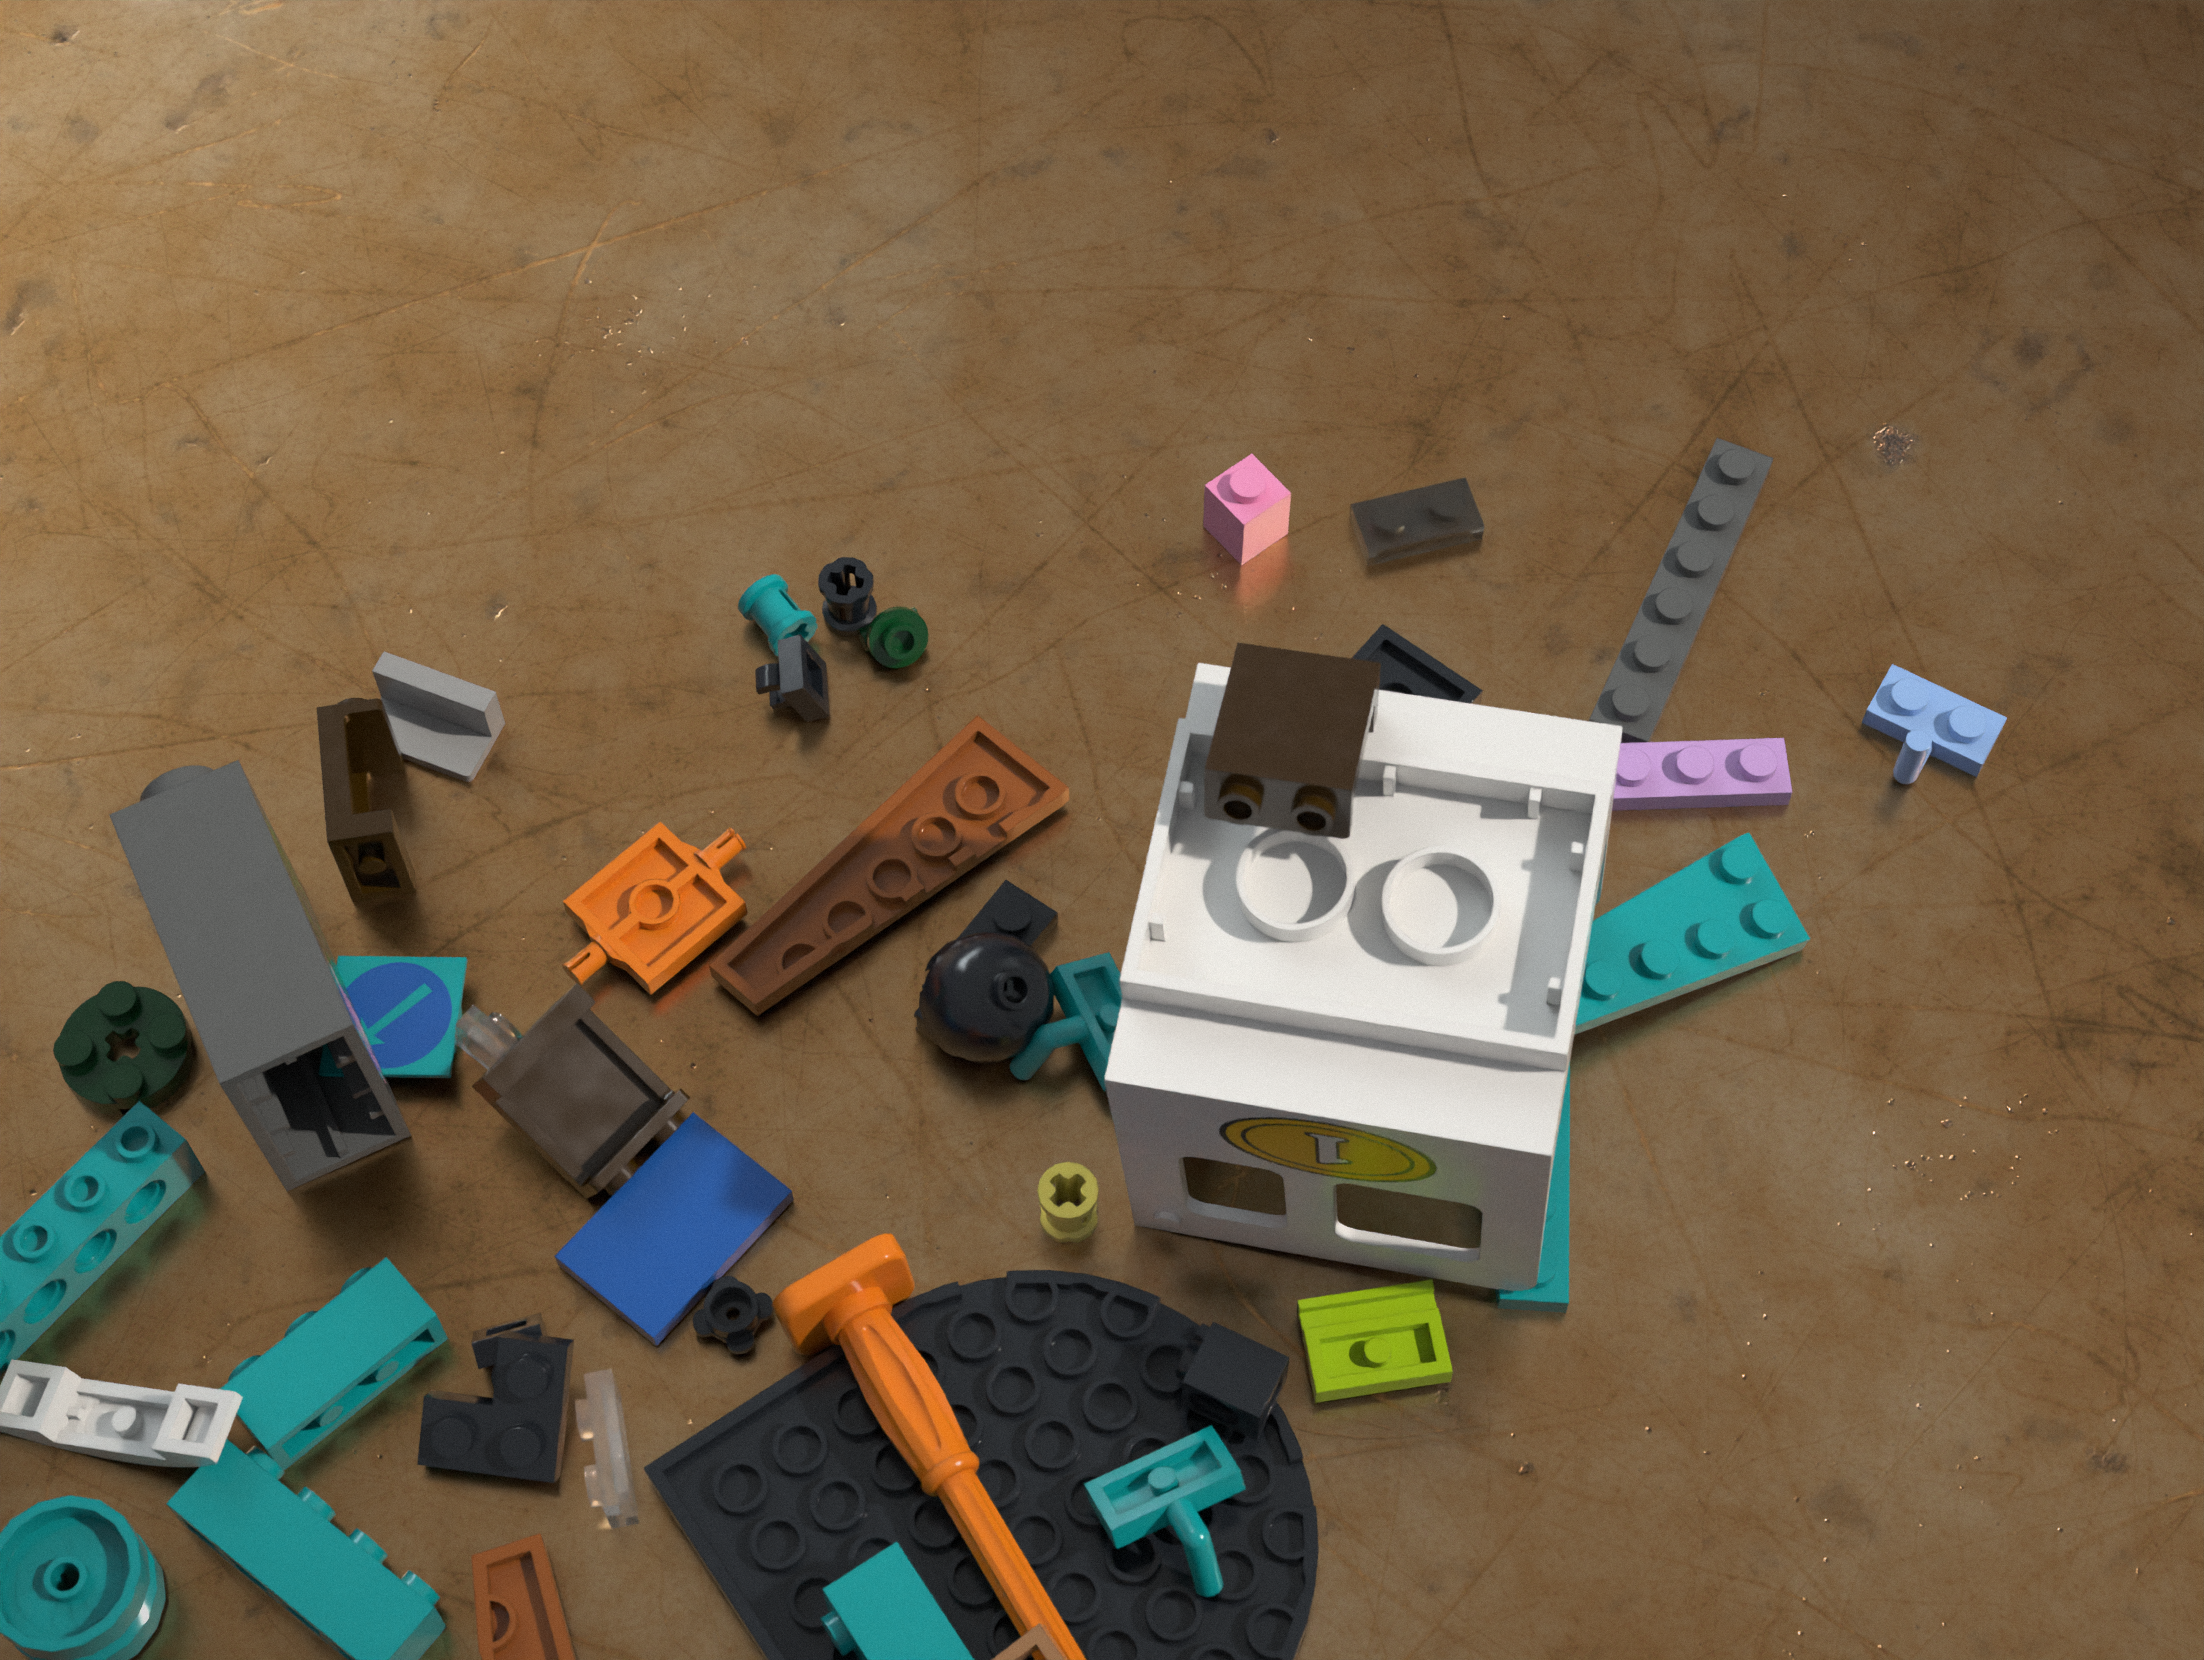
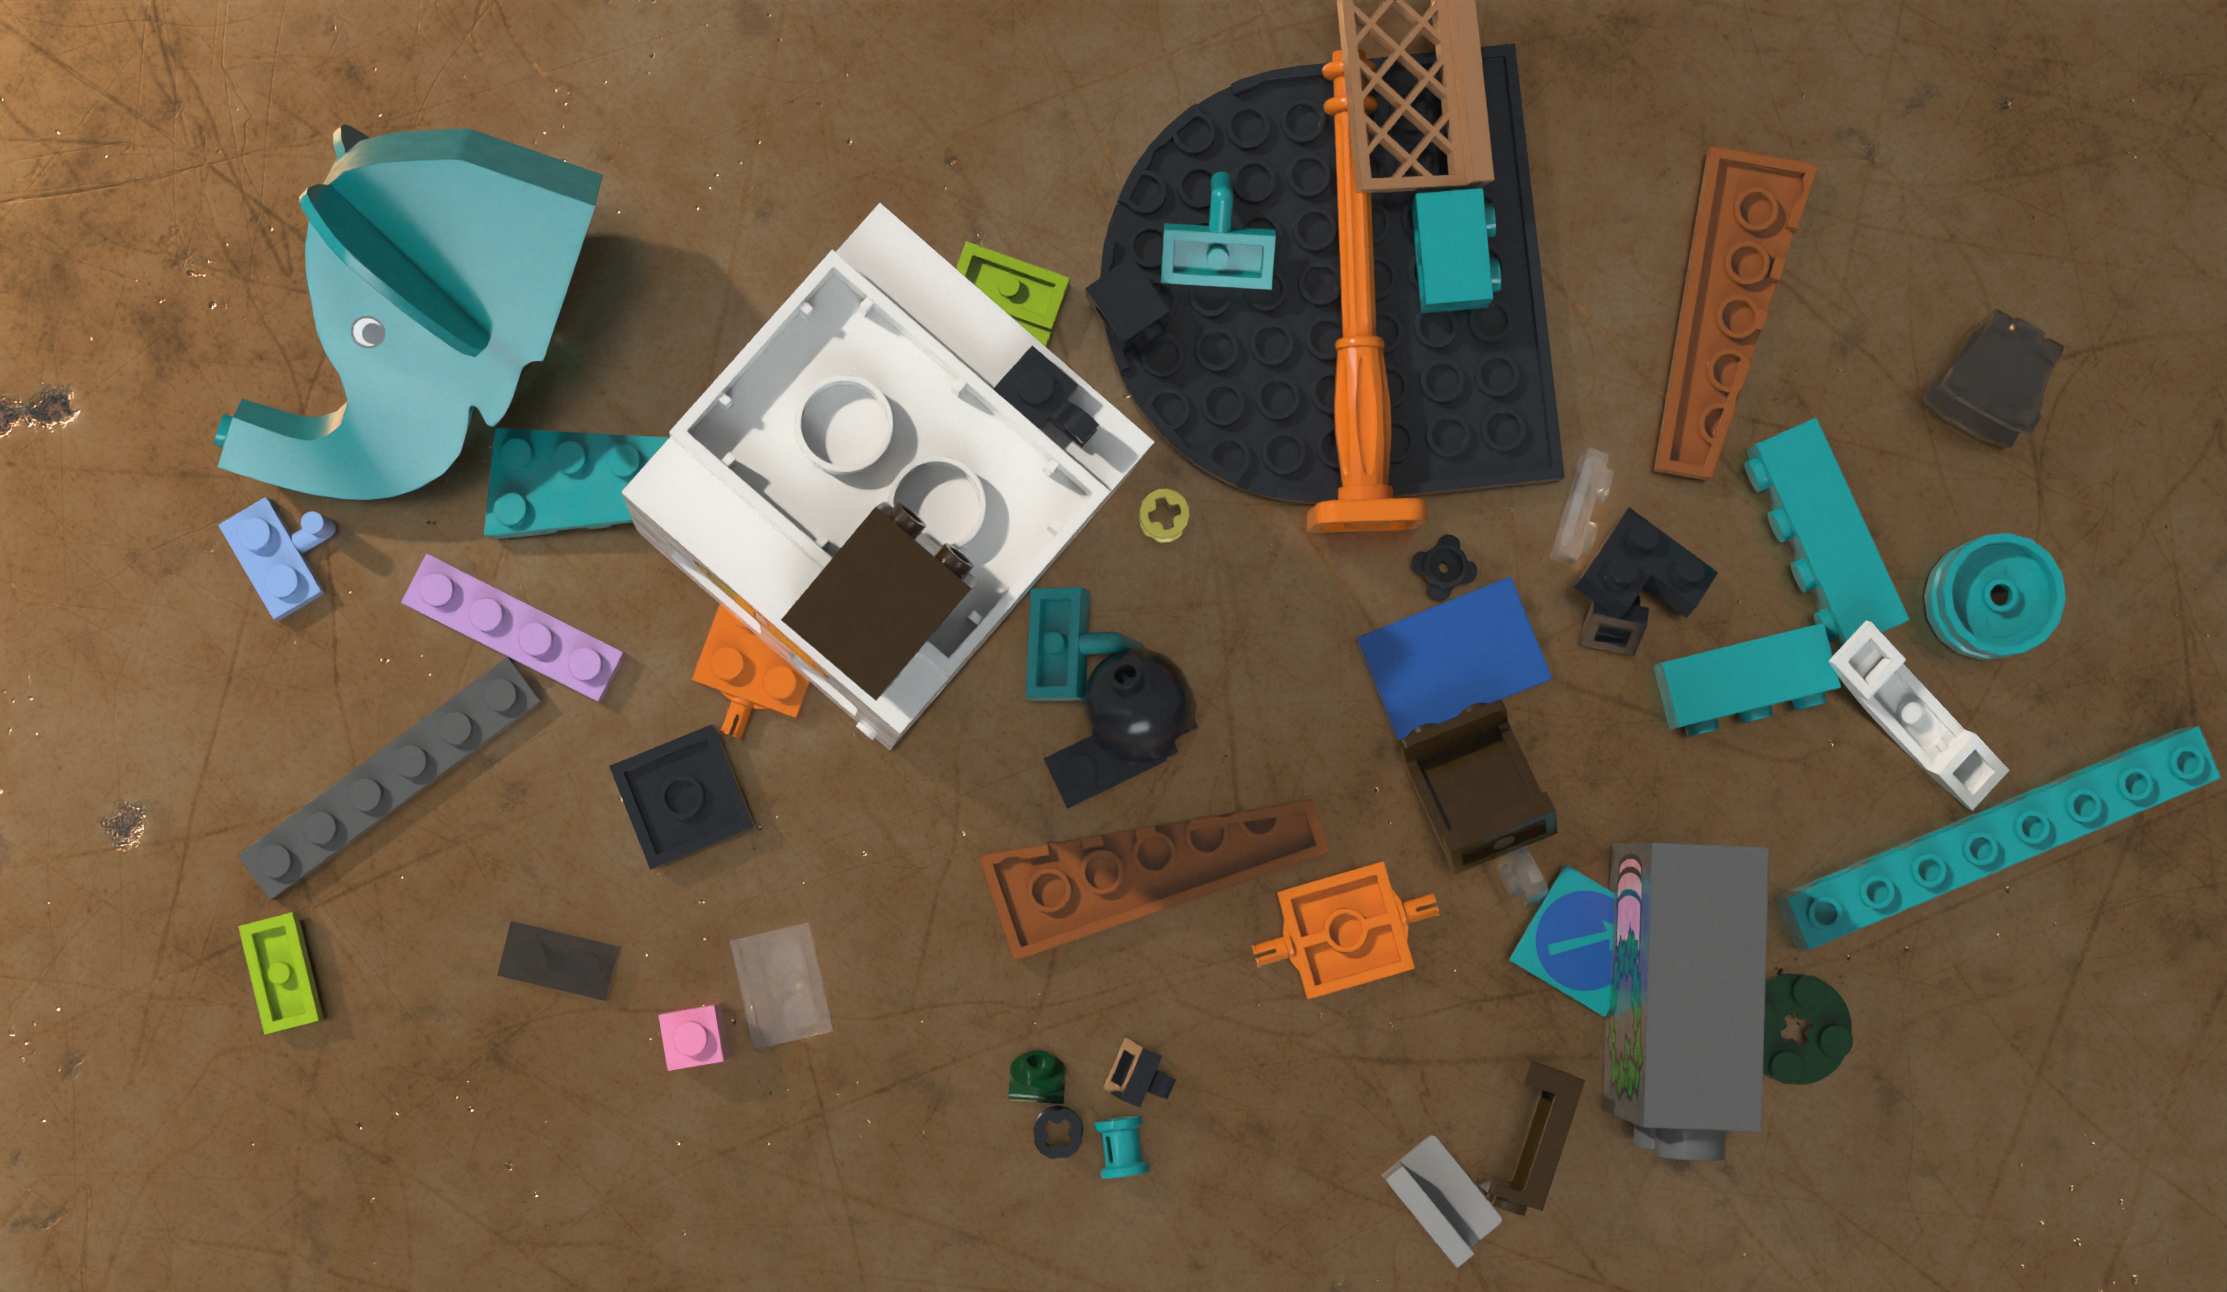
camera: 155 degrees left, 25 degrees up
(1192, 600) = (782, 986): none -> clear plate
(1256, 1050) = (1042, 395): none -> black plate
(1663, 387) = (280, 973): none -> lime plate
(1980, 981) = (430, 292): none -> teal animal

